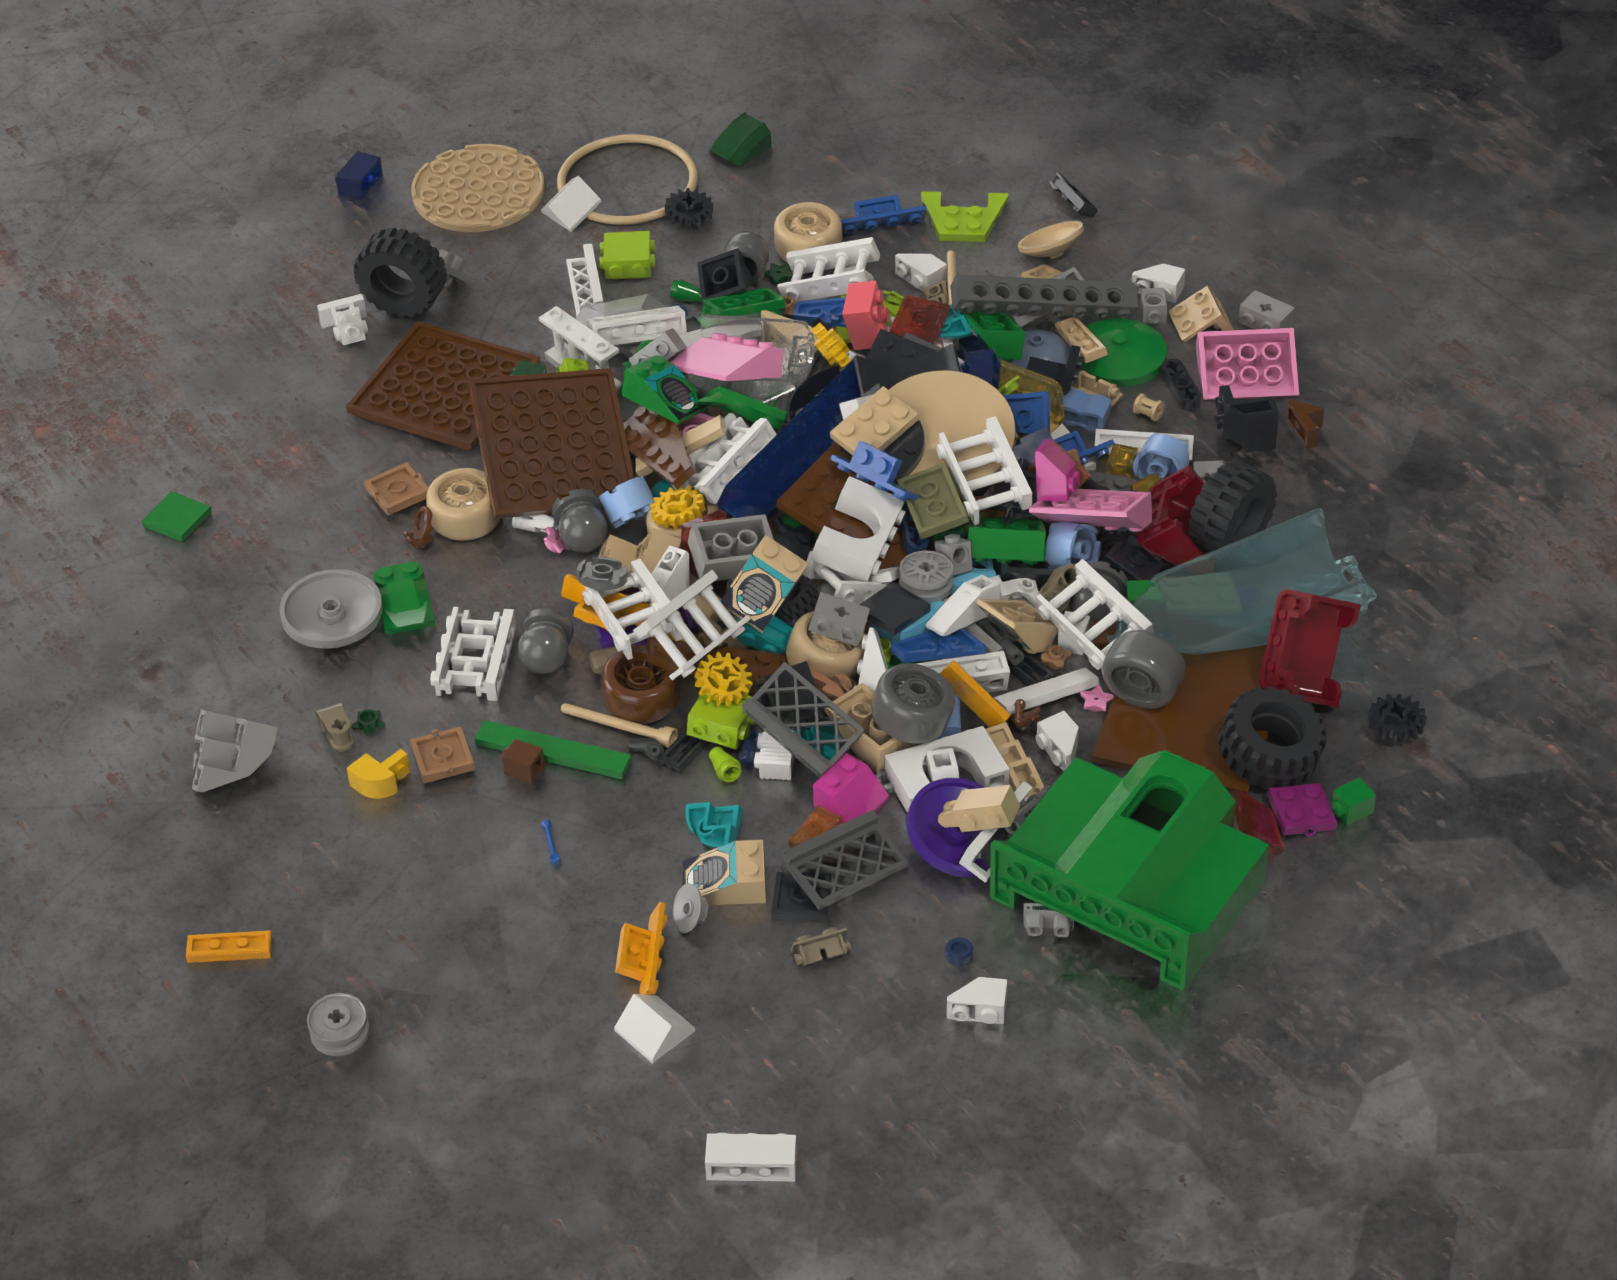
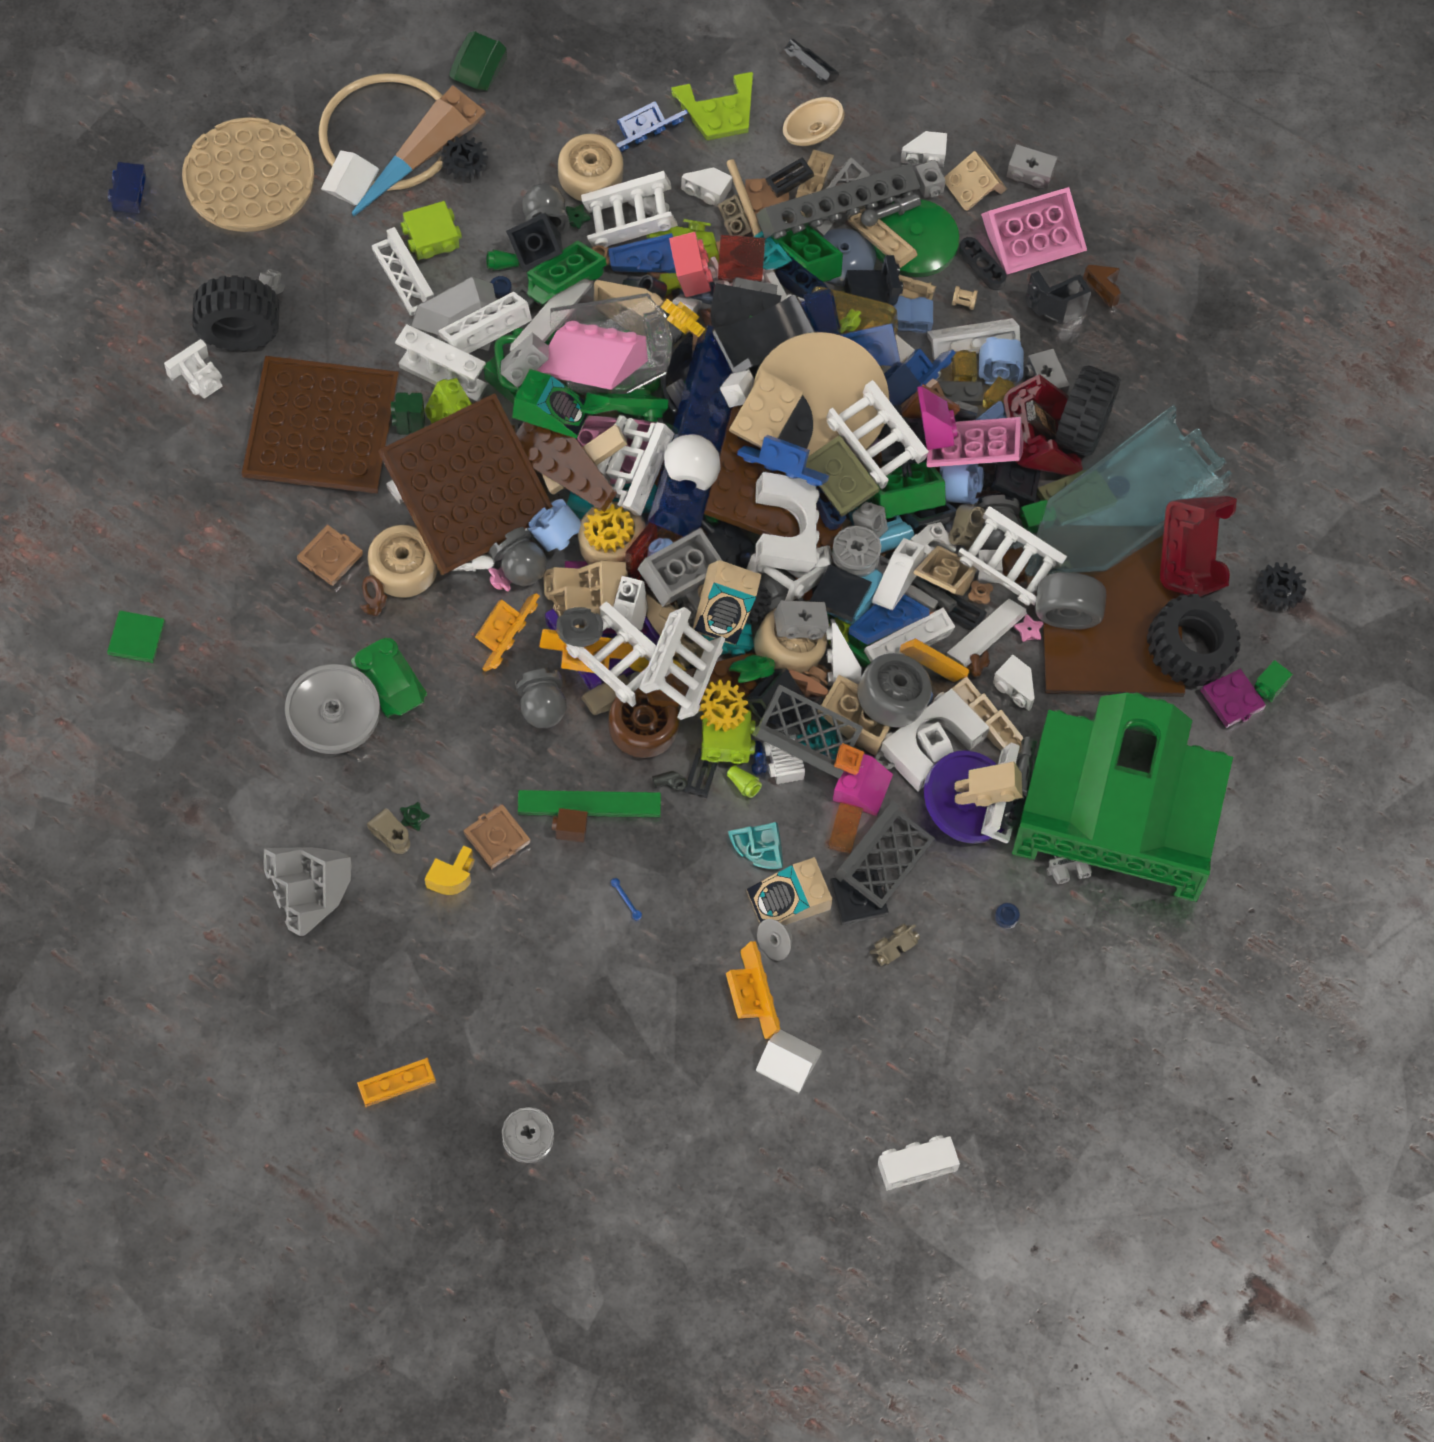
camera: 25 degrees left, 20 degrees up
(477, 637) = (497, 718): white fence -> none
(536, 579) = (501, 627): none -> light orange bracket
(664, 736) = (680, 764): tan piece -> none
(690, 172) = (448, 117): none -> medium nougat plate
(778, 657) = (753, 668): none -> green plate
(781, 450) = (692, 459): none -> white cylinder
(837, 755) = (849, 759): none -> orange tile
(979, 1001) = (1045, 962): white slope -> none
(1011, 269) = (792, 180): none -> black tile
(1073, 318) = (870, 217): none -> dark grey pin
(1177, 508) = (1041, 420): none -> clear smoke tile
(1257, 821) = (1206, 726): clear red tile -> none

